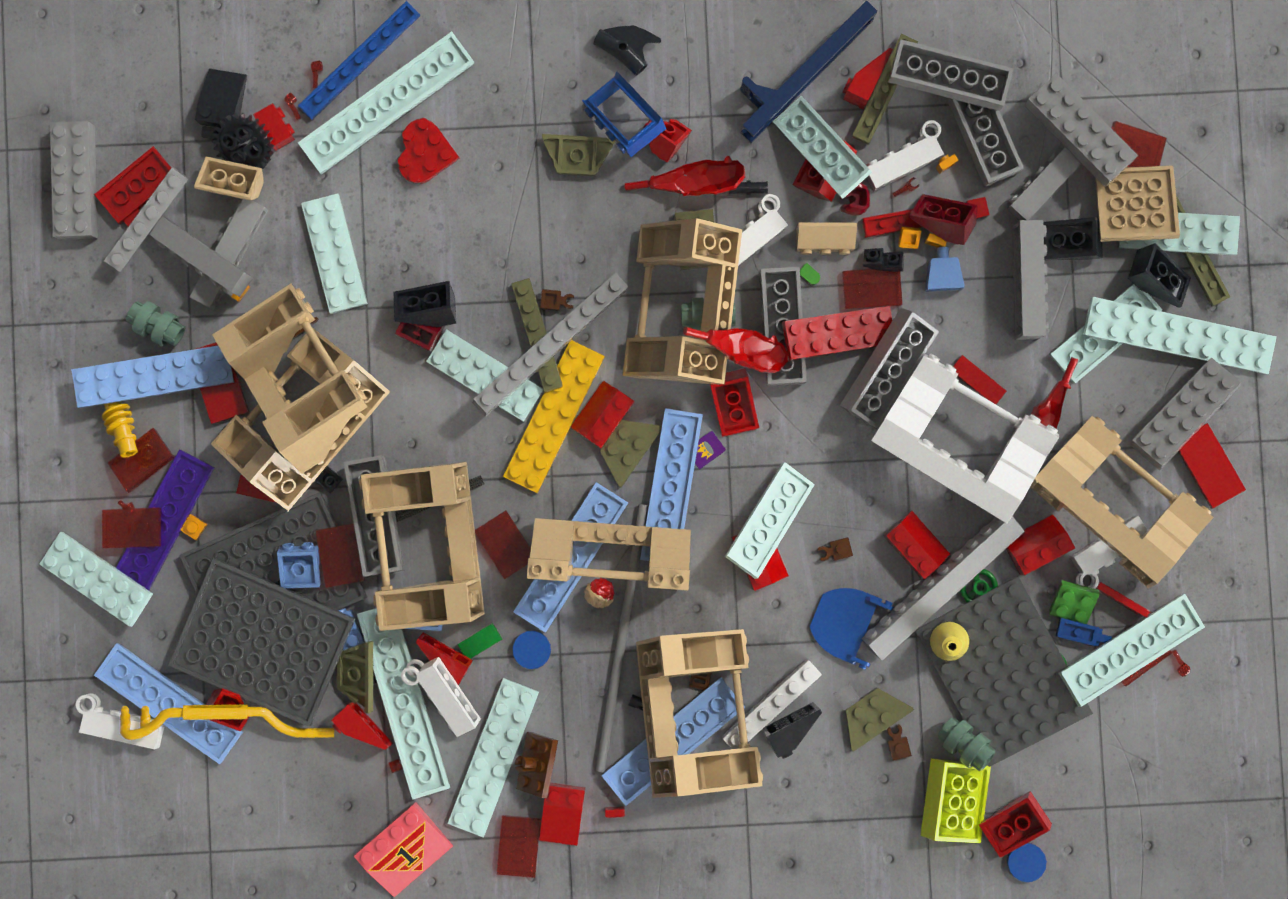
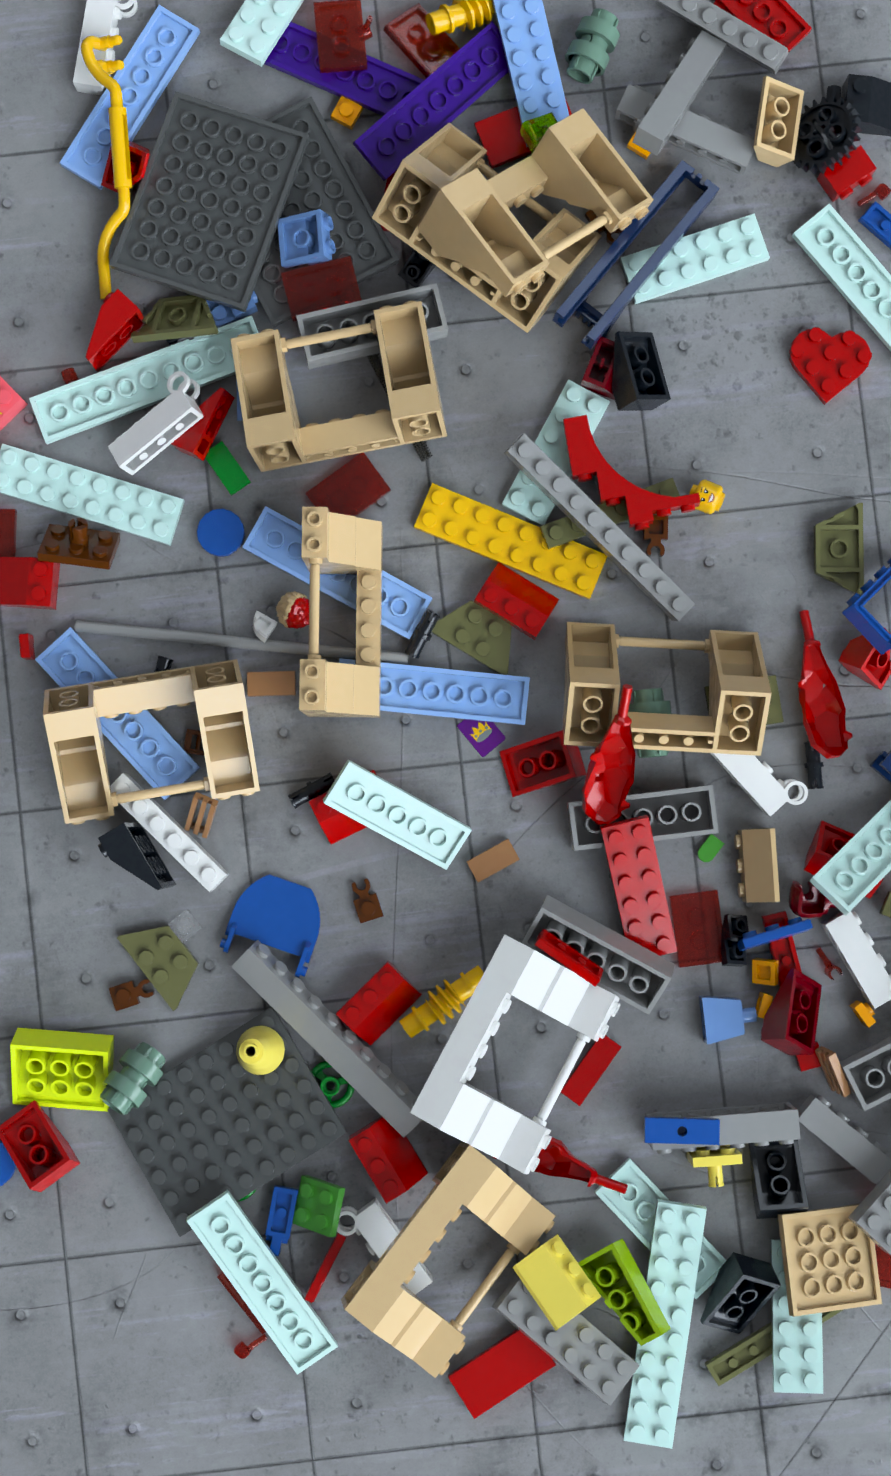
camera: 85 degrees right, 0 degrees up
(193, 454) = (435, 102): none -> dark purple plate
(225, 372) = (535, 128): none -> clear neon green slope
(383, 330) = (577, 299): none -> dark blue piece
(495, 350) = (612, 487): none -> red arch
(529, 257) = (710, 496): none -> yellow head
(609, 619) = (263, 626): none -> white tile
(625, 491) = (422, 634): none -> black pin
(656, 615) = (271, 683): none -> medium nougat tile
(744, 587) = (312, 790): none -> black pin
(769, 681) = (197, 826): none -> medium nougat tile
(809, 447) = (493, 860): none -> medium nougat tile
(880, 228) = (774, 933): none -> blue tile
(891, 391) = (569, 957): none -> red tile
(919, 493) = (442, 1003): none -> yellow piece
(991, 190) = (833, 1071): none -> medium nougat tile
(1032, 299) = (697, 1130): none -> blue tile
(1056, 288) = (714, 1160): none -> light yellow plate
(1143, 417) = (556, 1282): none -> light yellow slope
(1153, 364) = (625, 1291): none -> lime wedge

